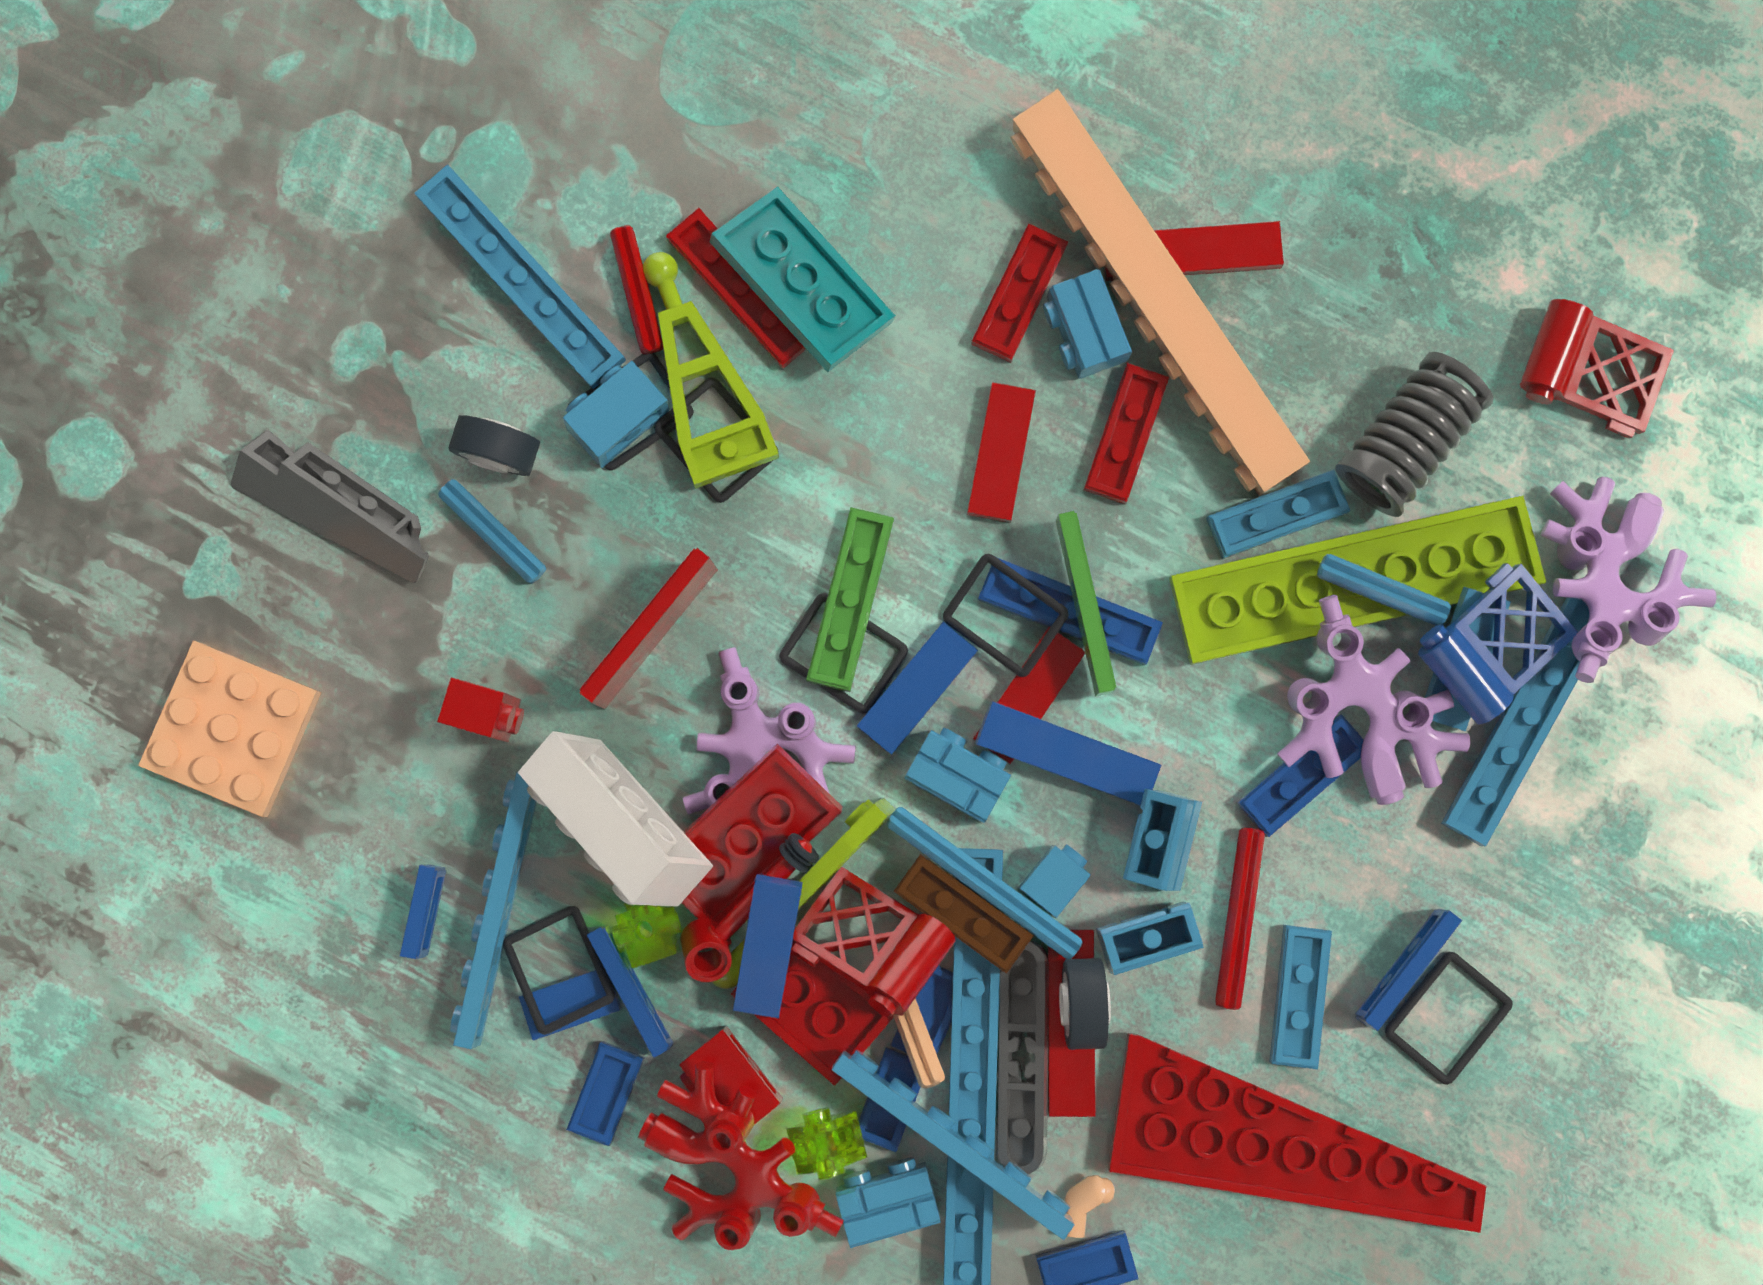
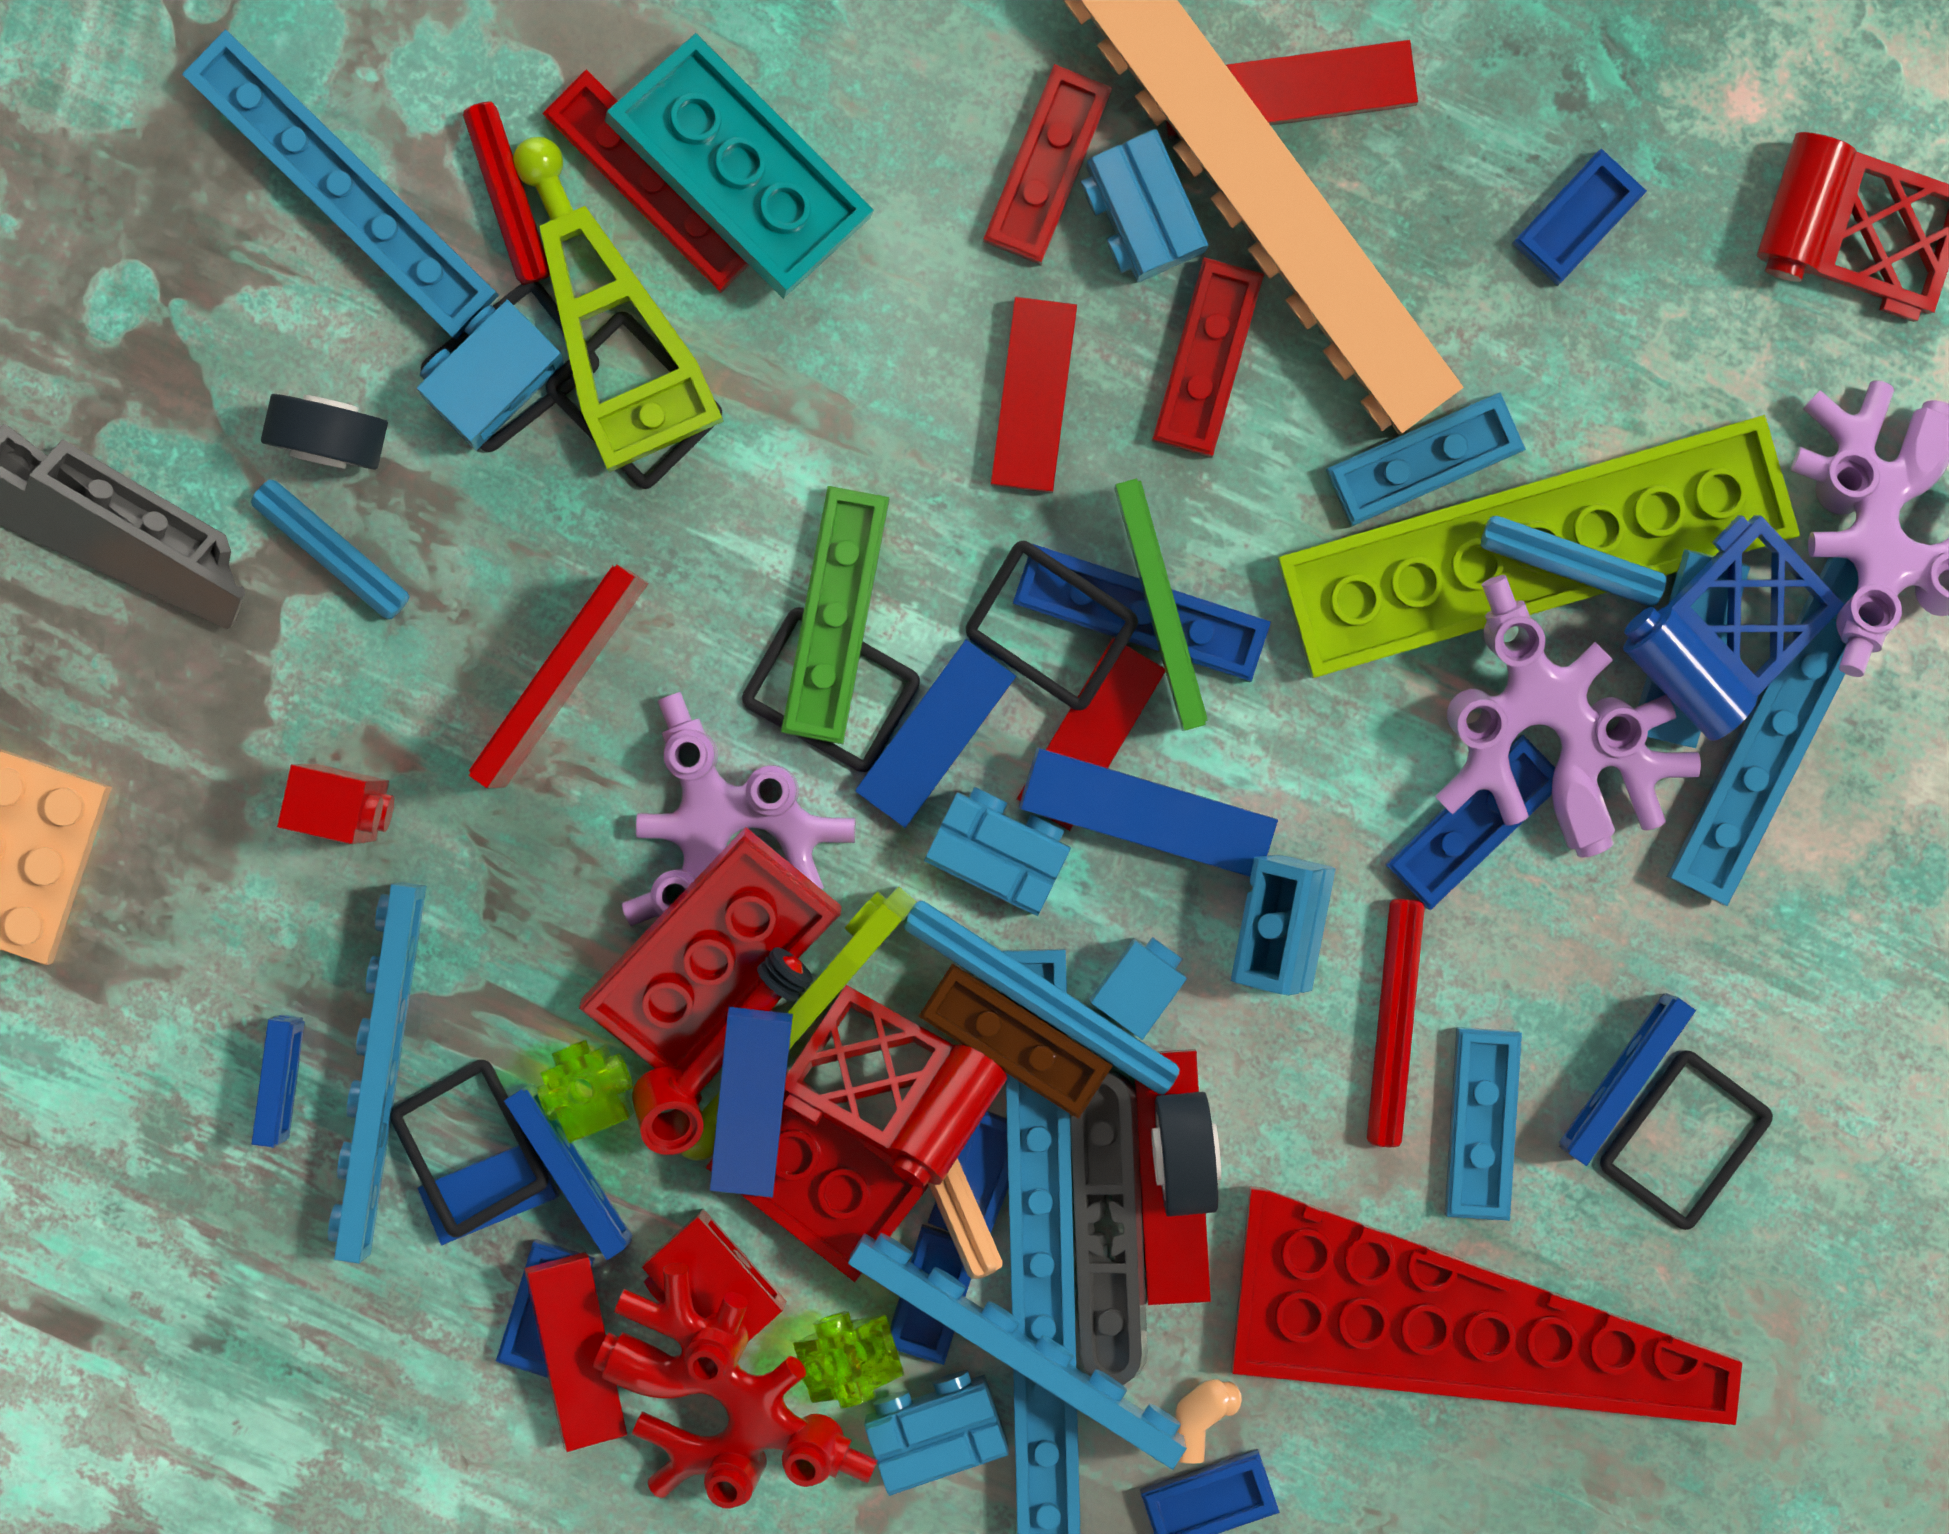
camera: 15 degrees left, 5 degrees up
(614, 820) = (530, 945): white brick -> none
(622, 1115) = (570, 1339): none -> red tile
(1149, 938) = (1271, 1058): dark azure brick -> none
(1394, 351) = (1579, 217): none -> blue tile
(1414, 433) = (1621, 348): dark grey piece -> none

